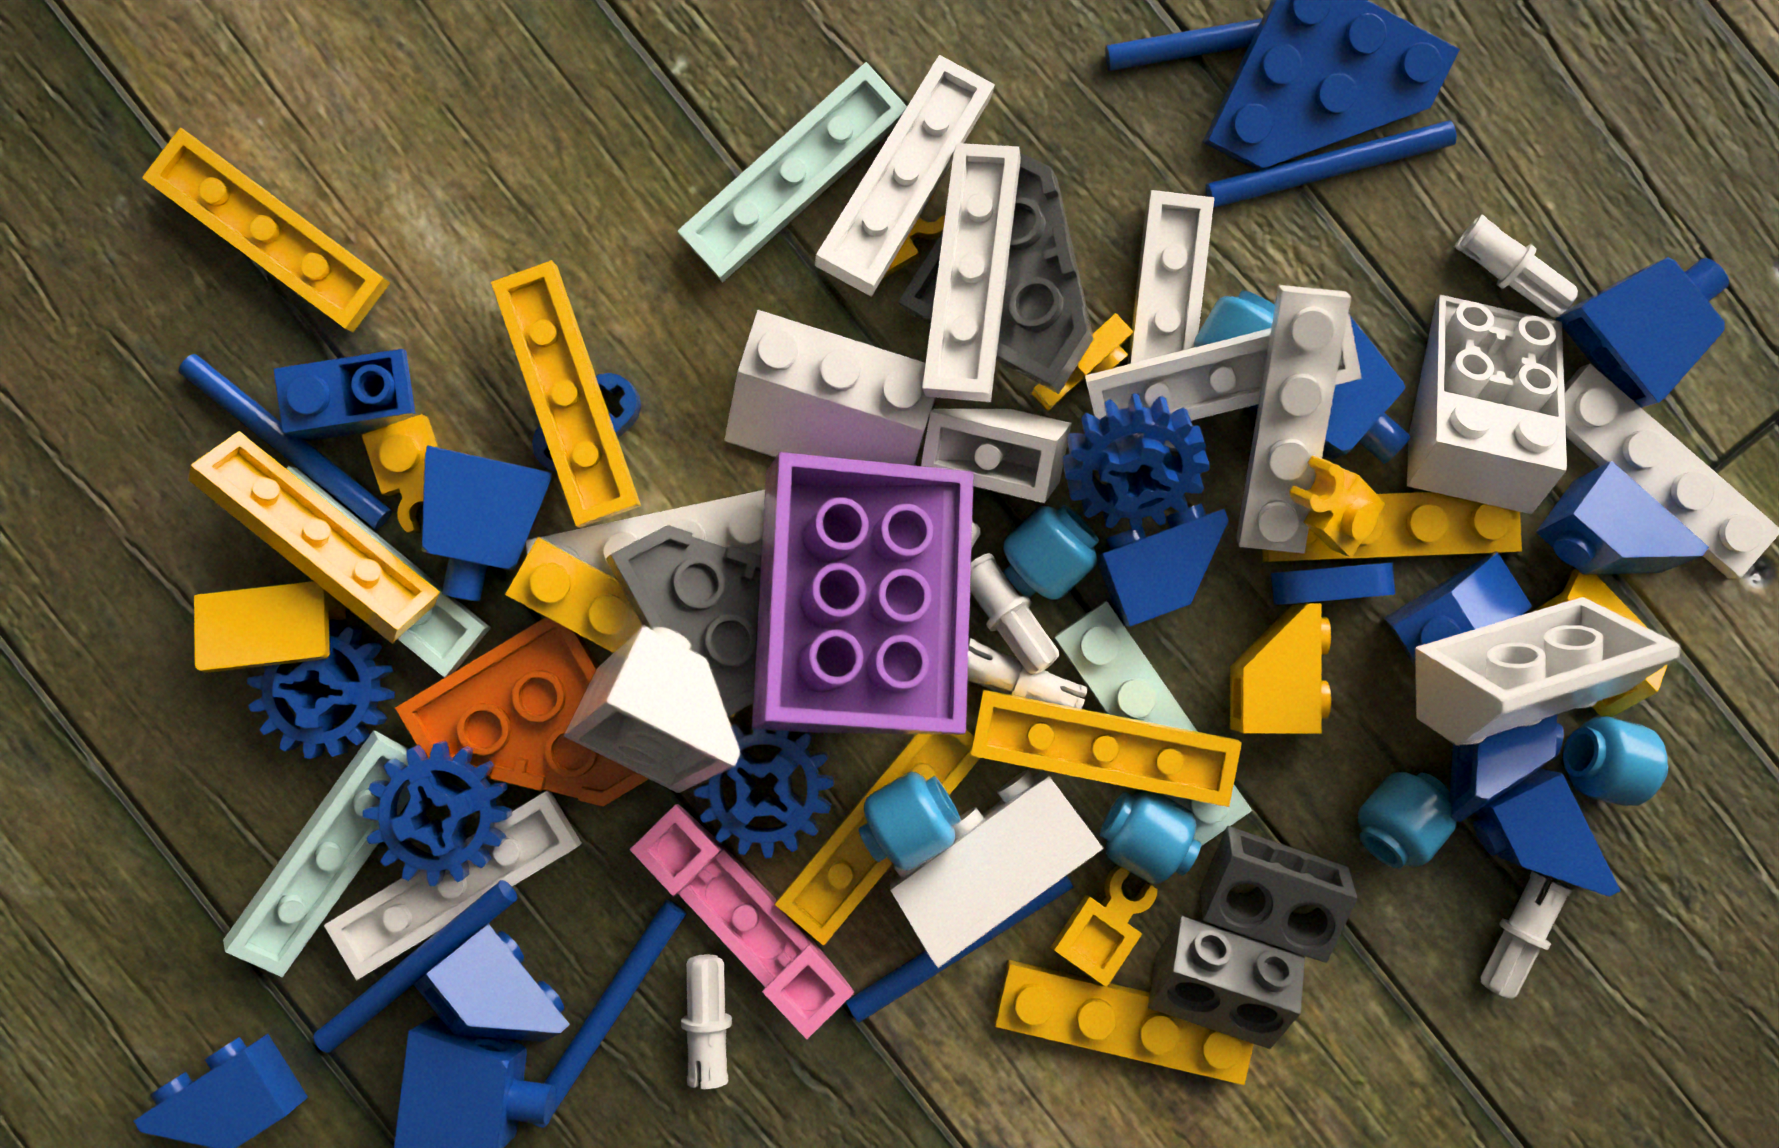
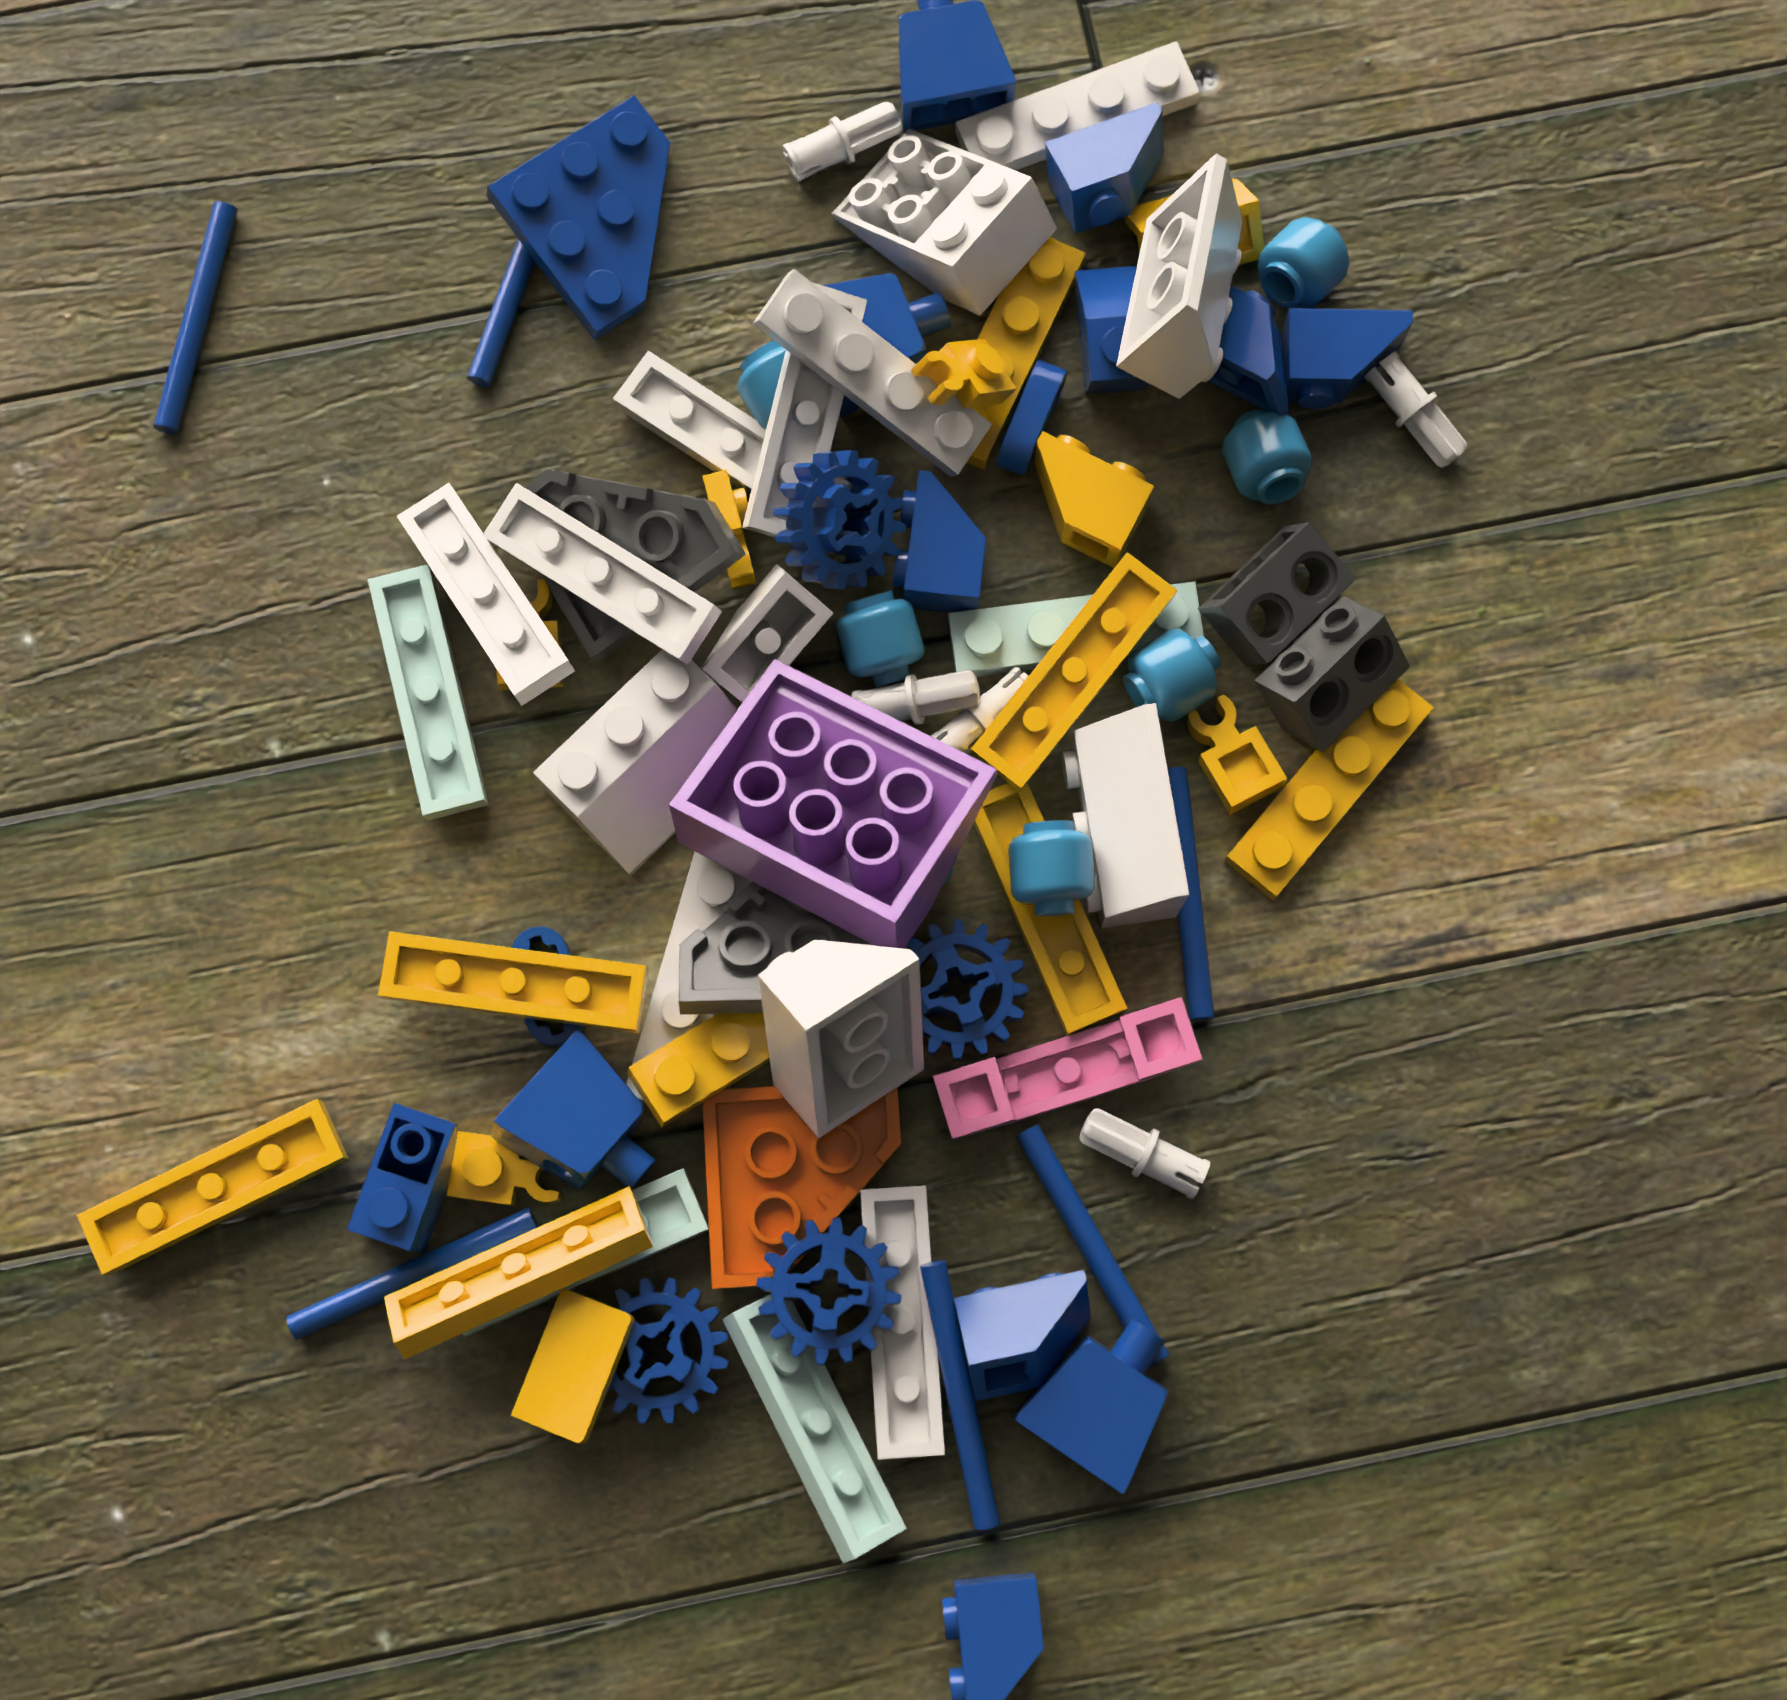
camera: 60 degrees left, 10 degrees down
(1332, 163) = (672, 244): blue bar -> none

